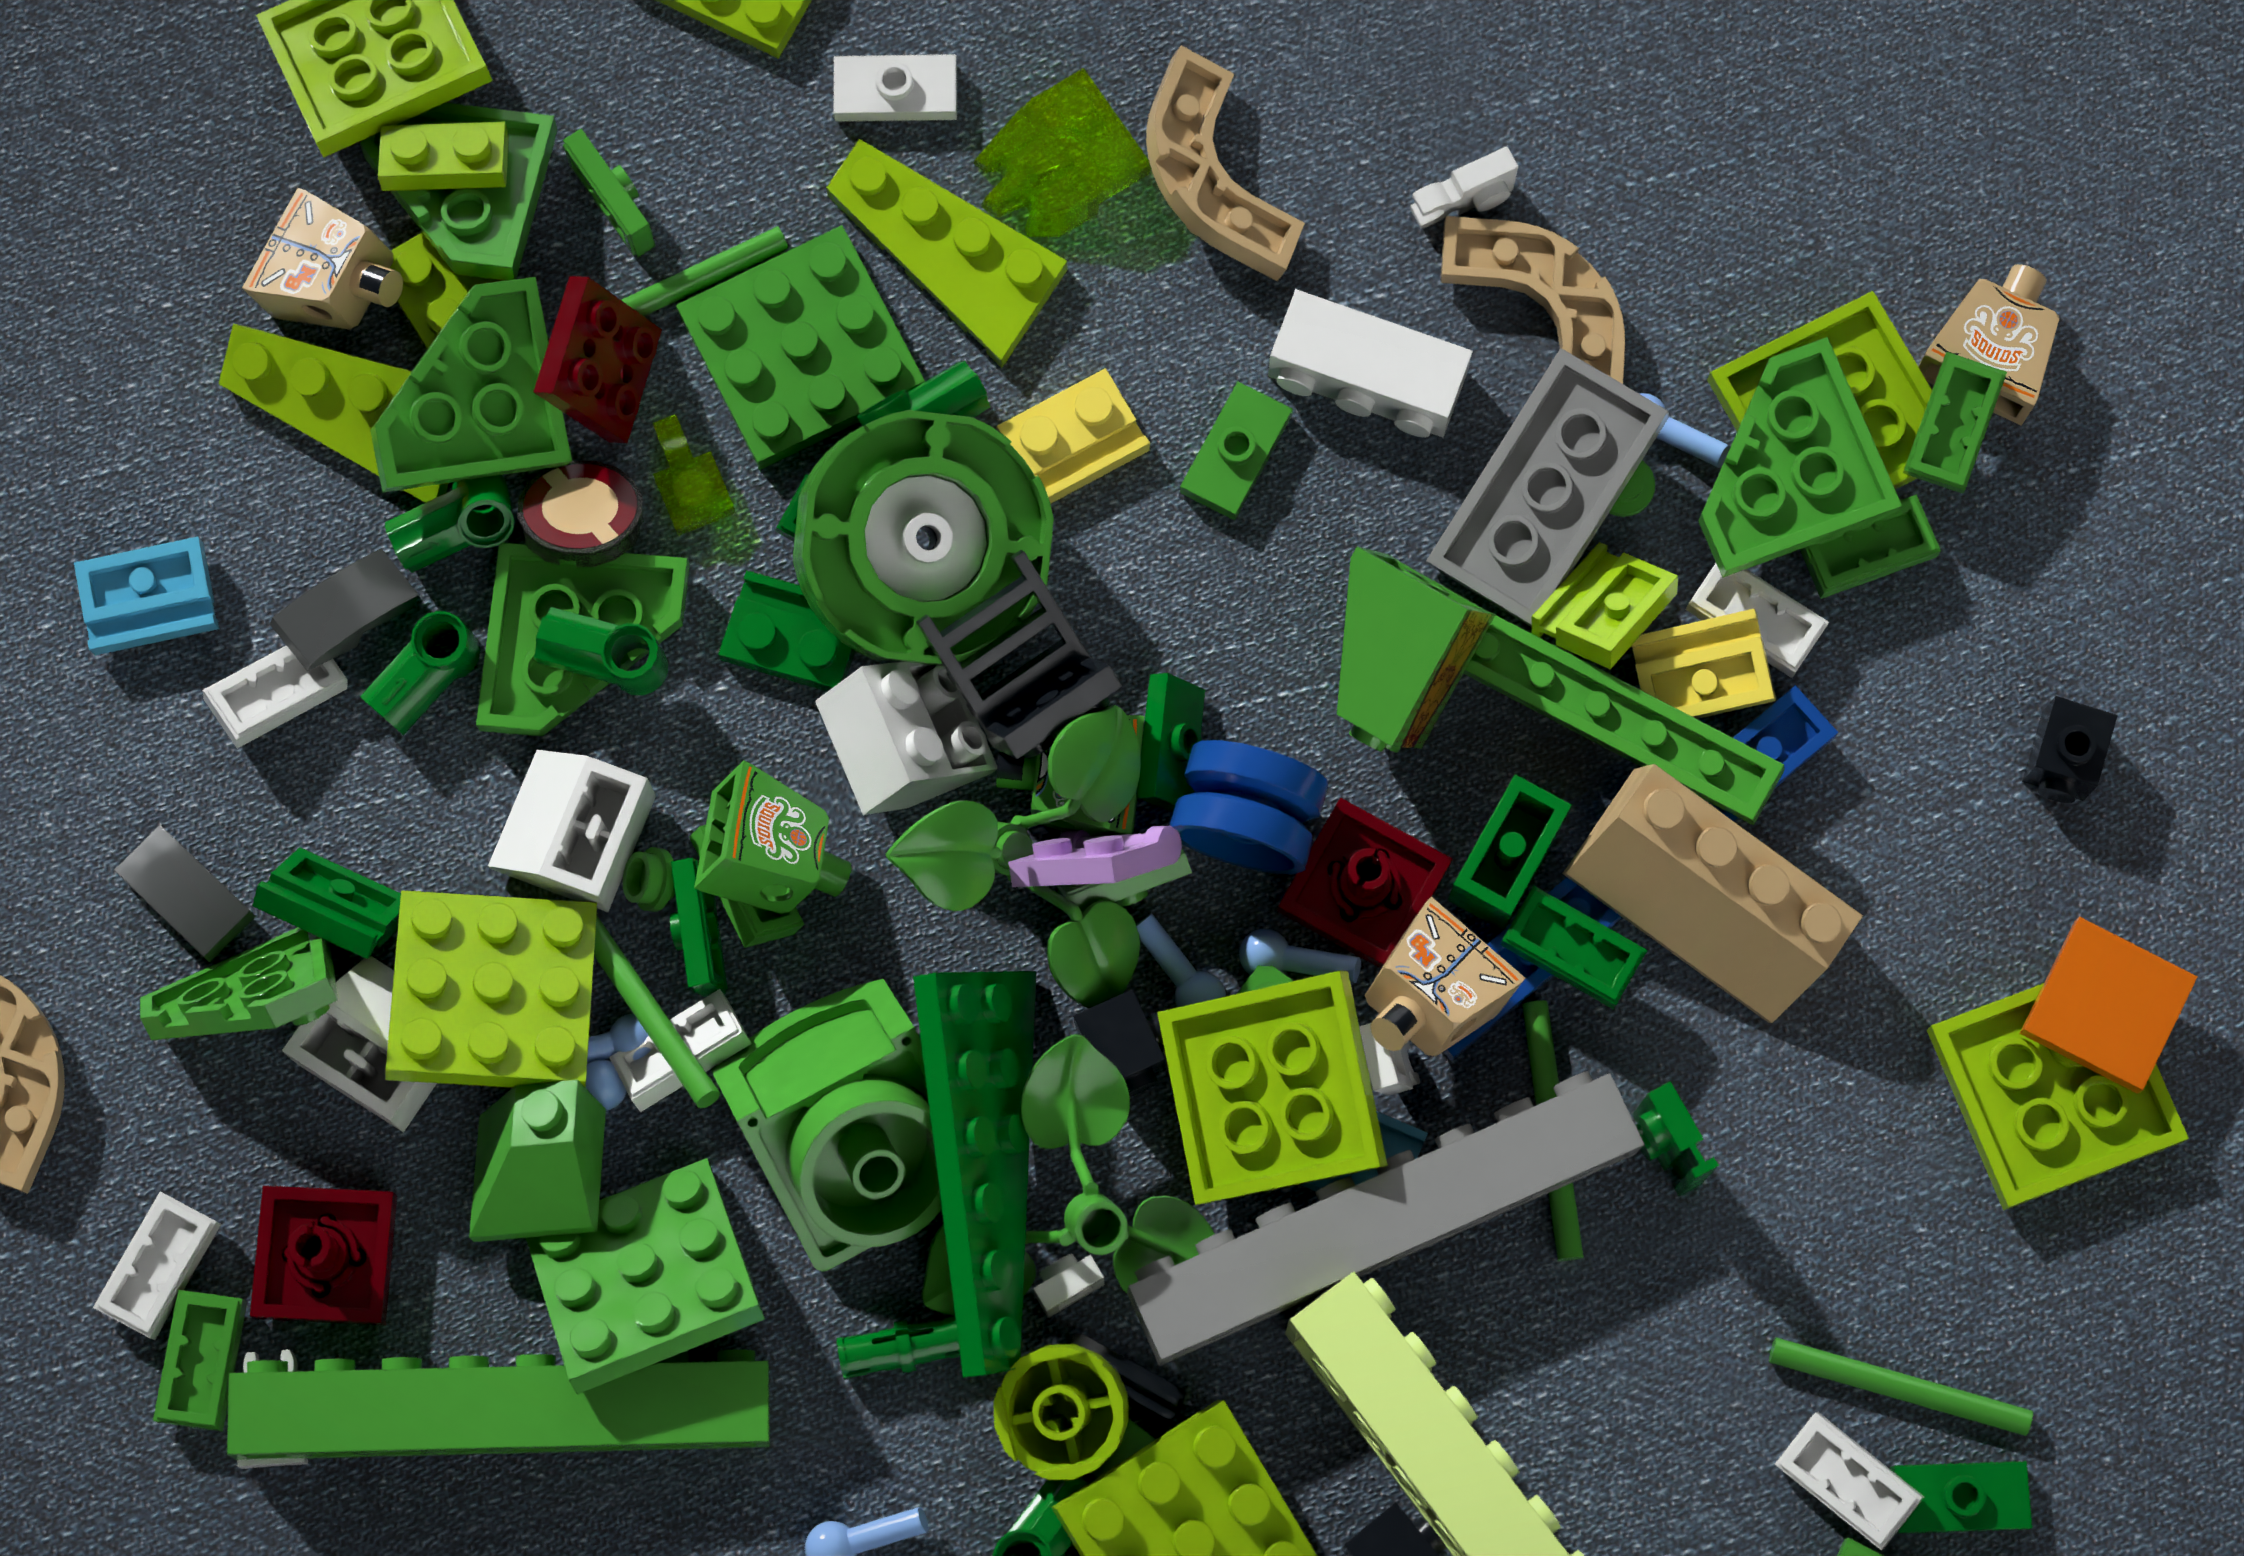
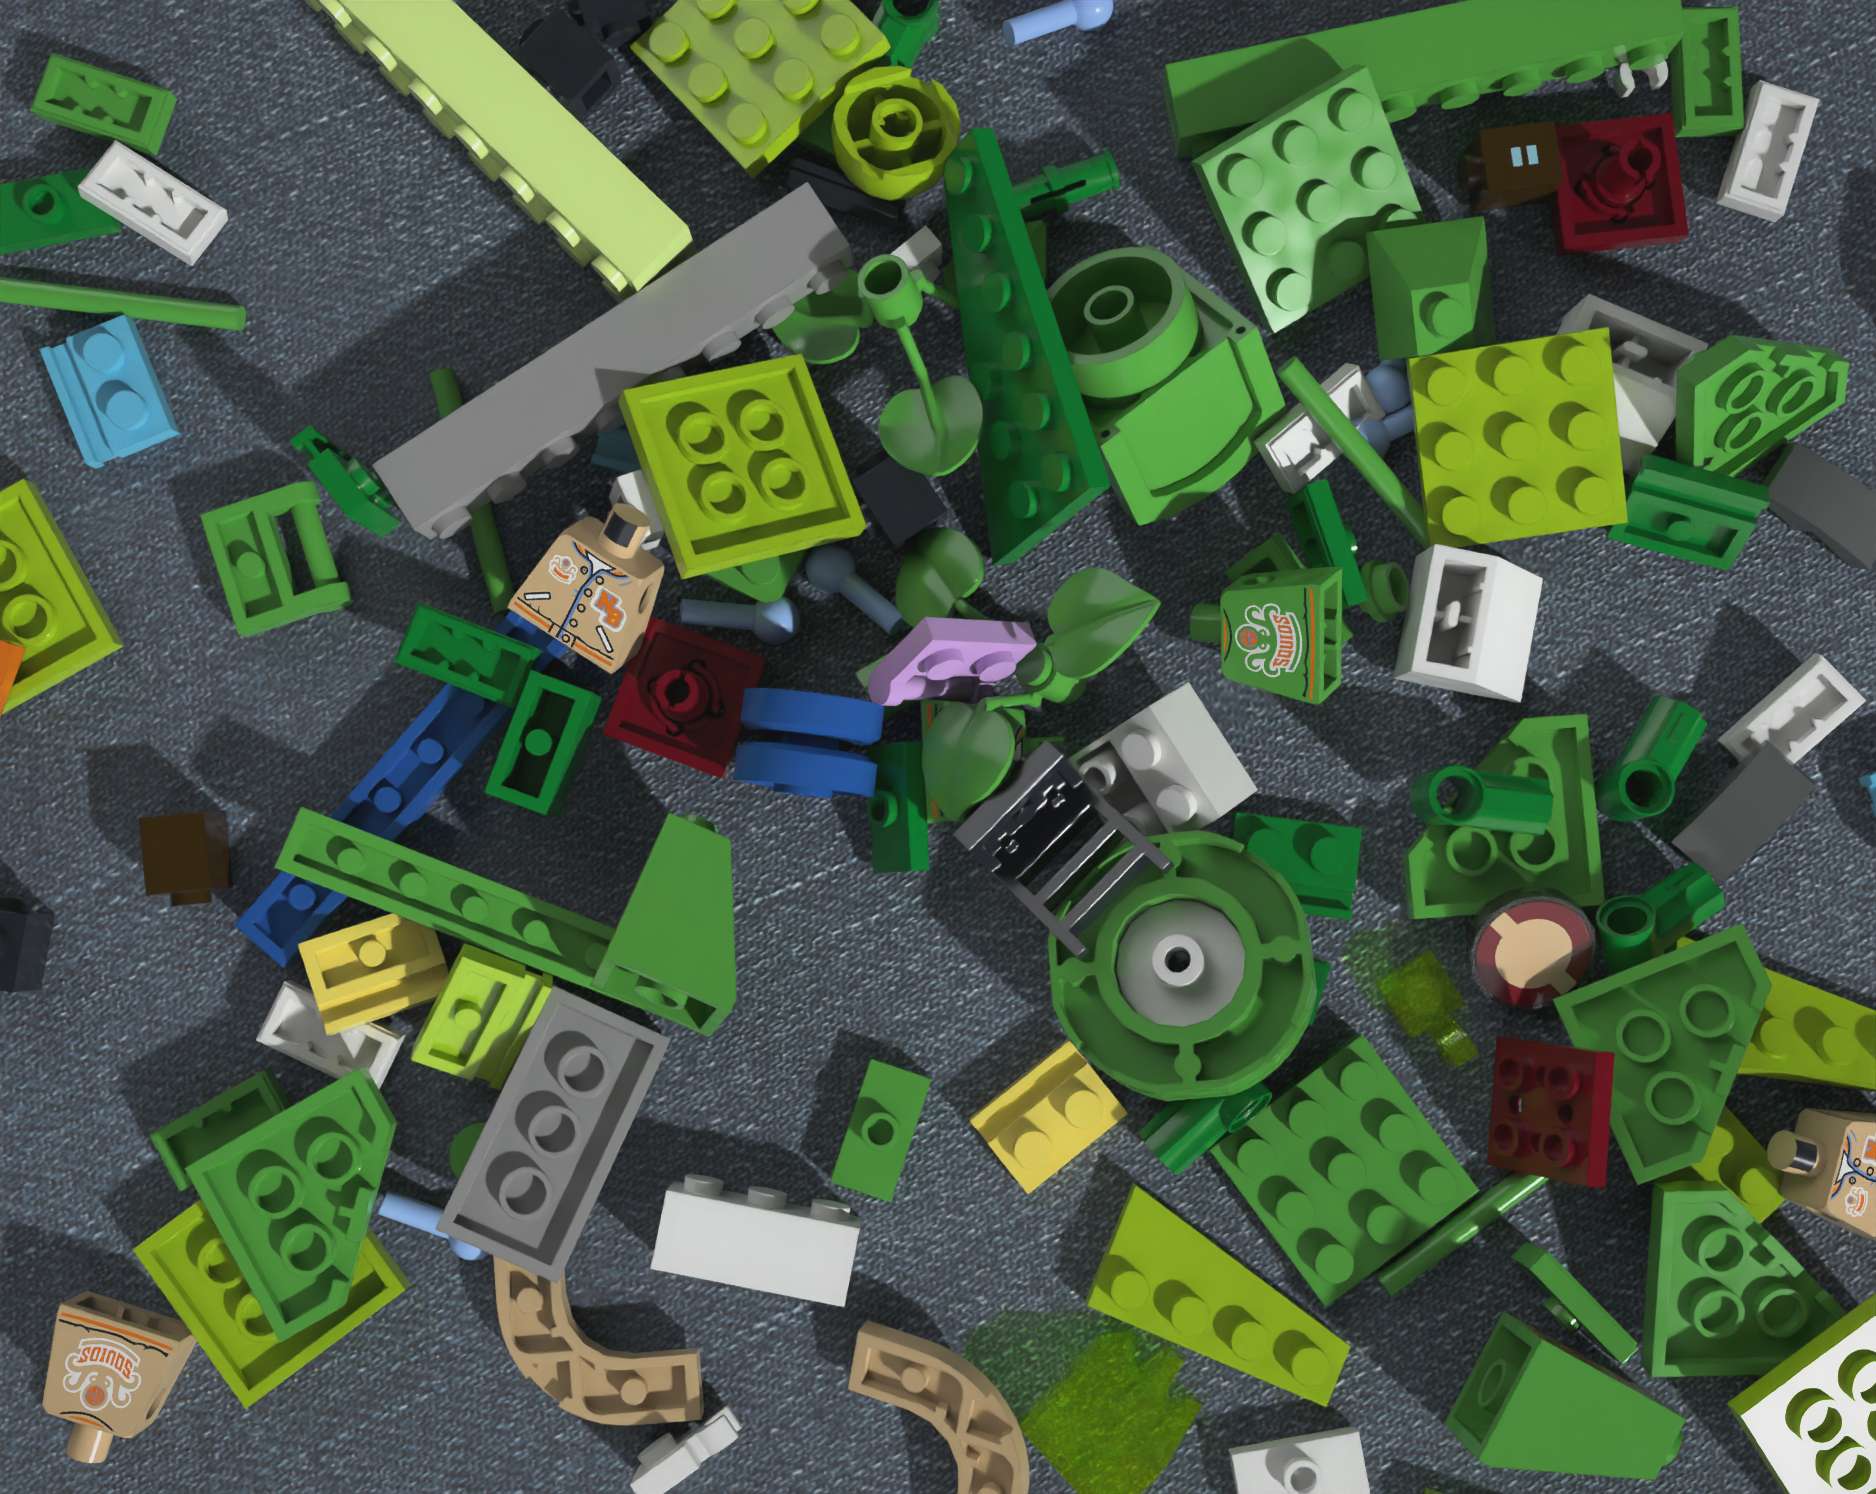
camera: 165 degrees right, 10 degrees up
(429, 1288) = (1511, 166): none -> dark brown brick
(443, 156) = (1760, 1308): lime plate -> none
(647, 99) = (1559, 1411): none -> bright green slope
(1711, 893) = (339, 734): tan slope -> none
(1781, 1085) = (256, 564): none -> bright green plate
(1880, 807) = (186, 856): none -> dark brown brick
(1917, 1294) = (109, 391): none -> medium azure plate
(1954, 422) = (140, 1271): bright green plate -> none

